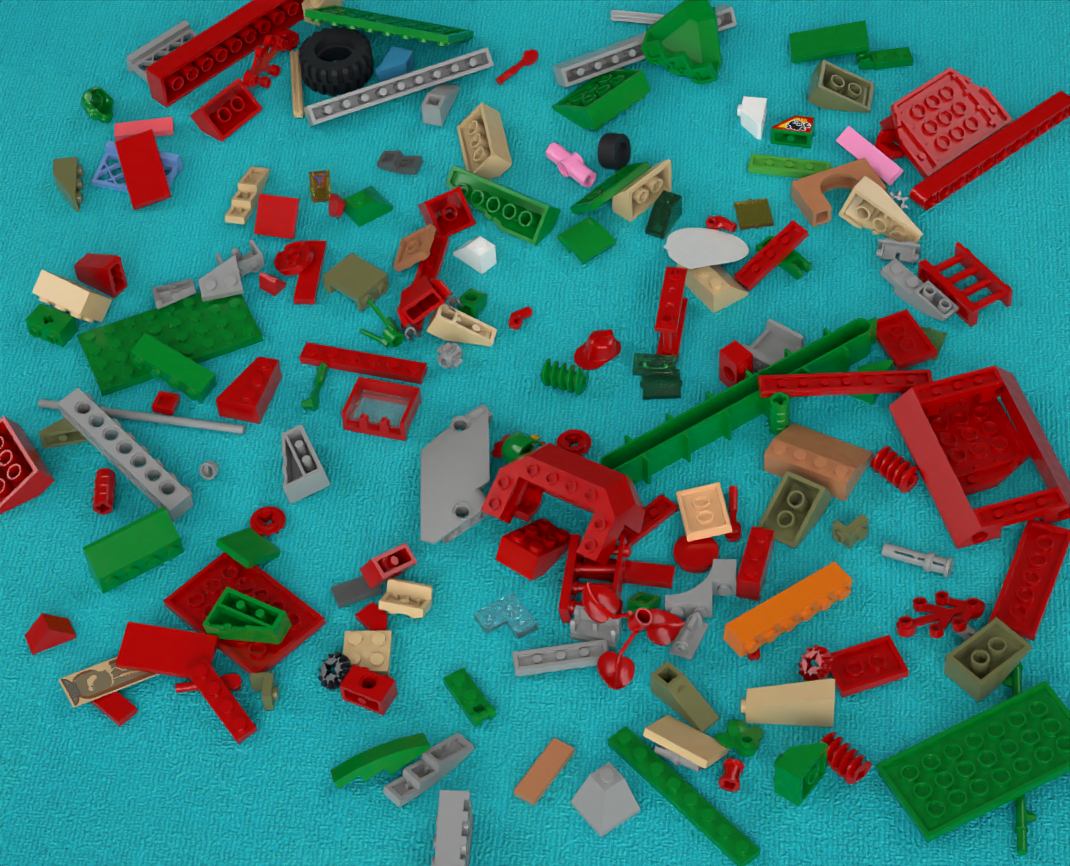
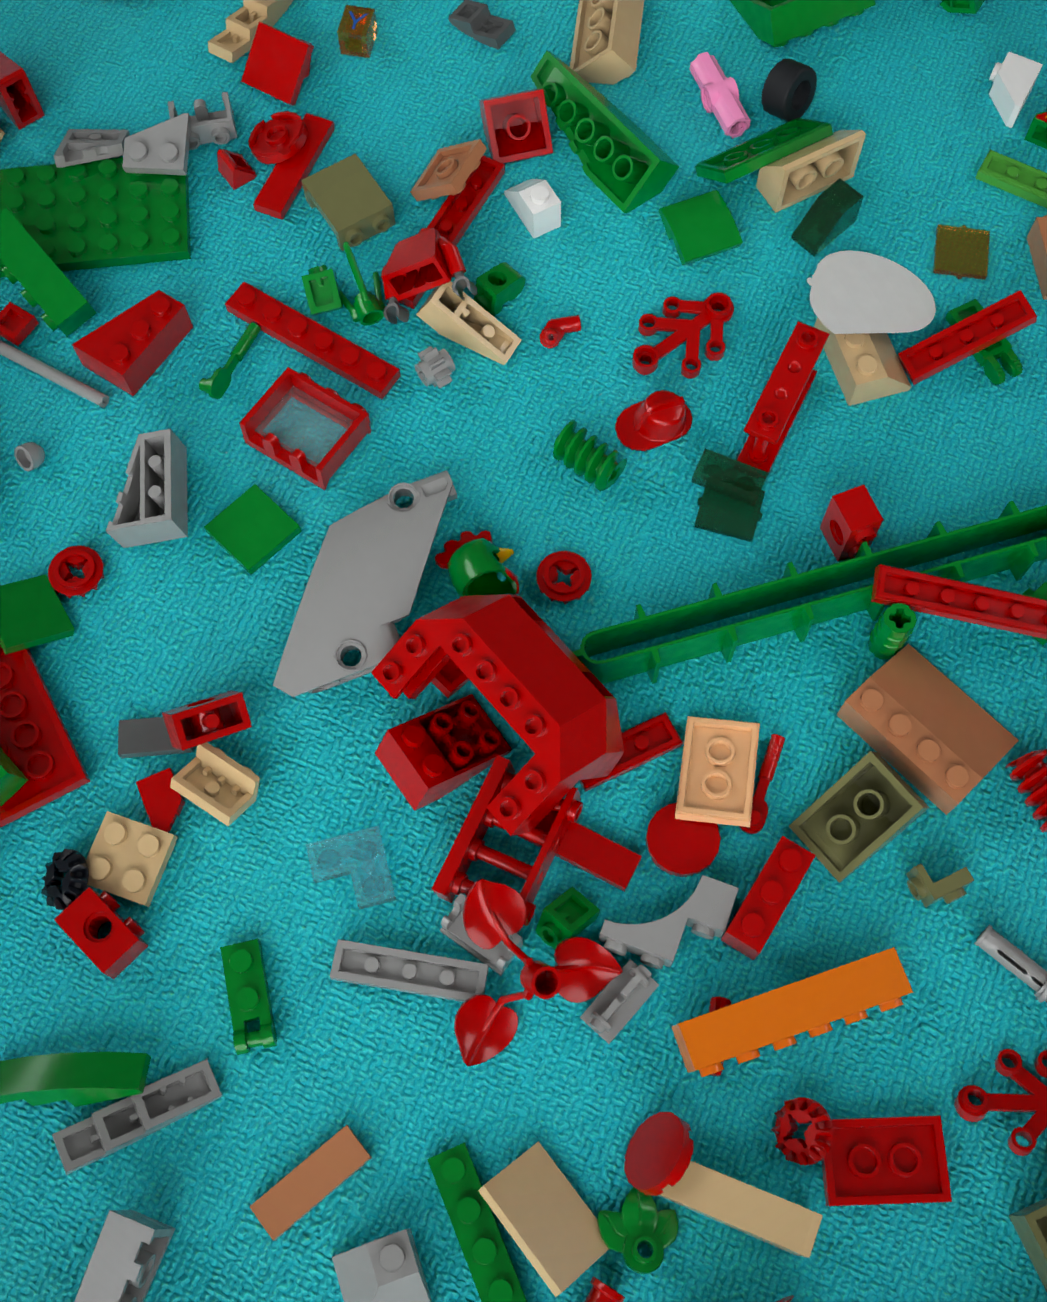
camera: 15 degrees right, 20 degrees up
(336, 206) = (366, 68): red tile -> none
(360, 333) = (322, 290): none -> green bracket
(366, 206) = (410, 79): green slope -> none
(369, 471) = (252, 529): none -> green tile
(612, 282) = (684, 330): none -> red plant
(680, 695) = (571, 1128): olive slope -> none
(720, 222) = (907, 253): red arm -> none
(736, 691) = (658, 1153): none -> red tile
(771, 345) = (919, 500): light grey panel -> none

